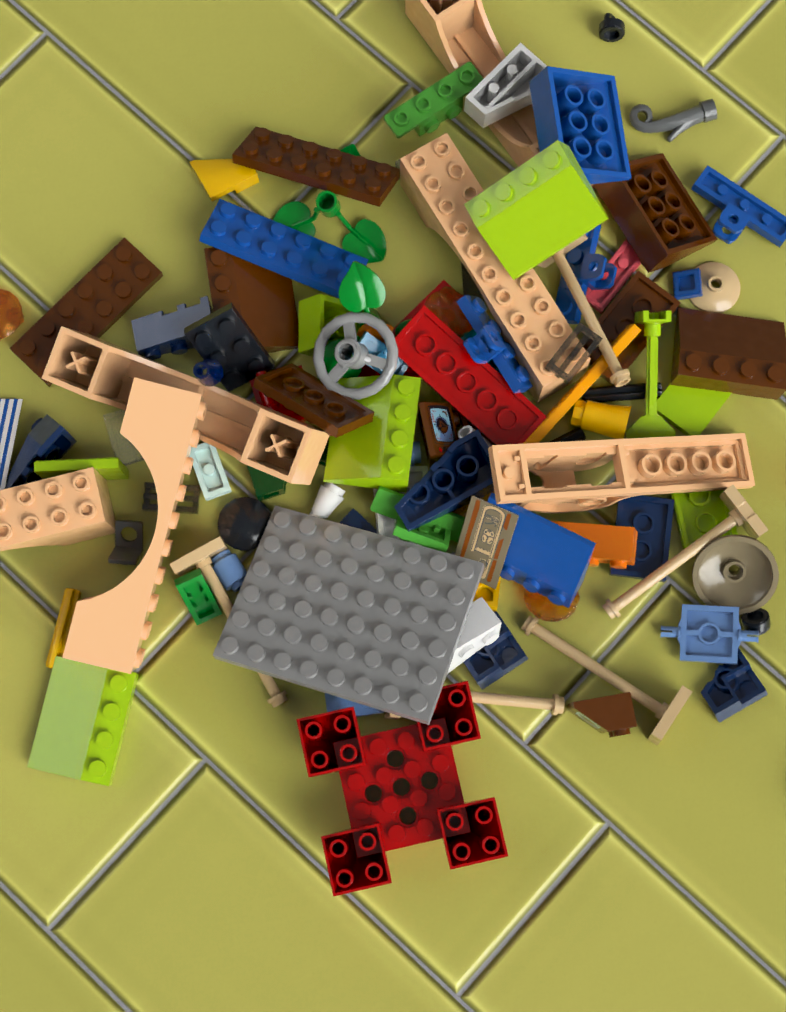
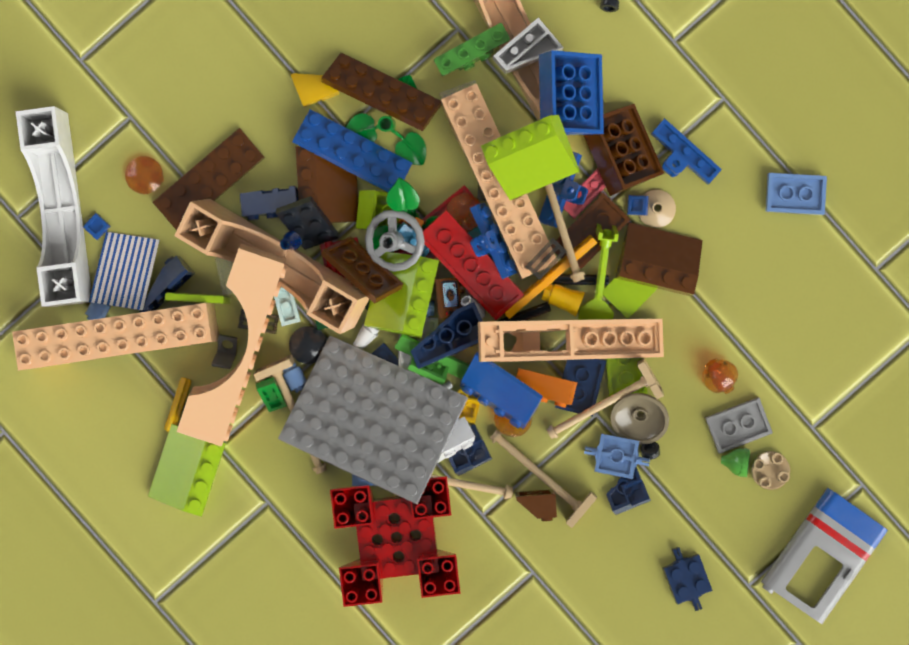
camera: 10 degrees right, 10 degrees up
(487, 537) = (470, 379): sticker -> none
(678, 122) = (649, 81): dark grey plant -> none

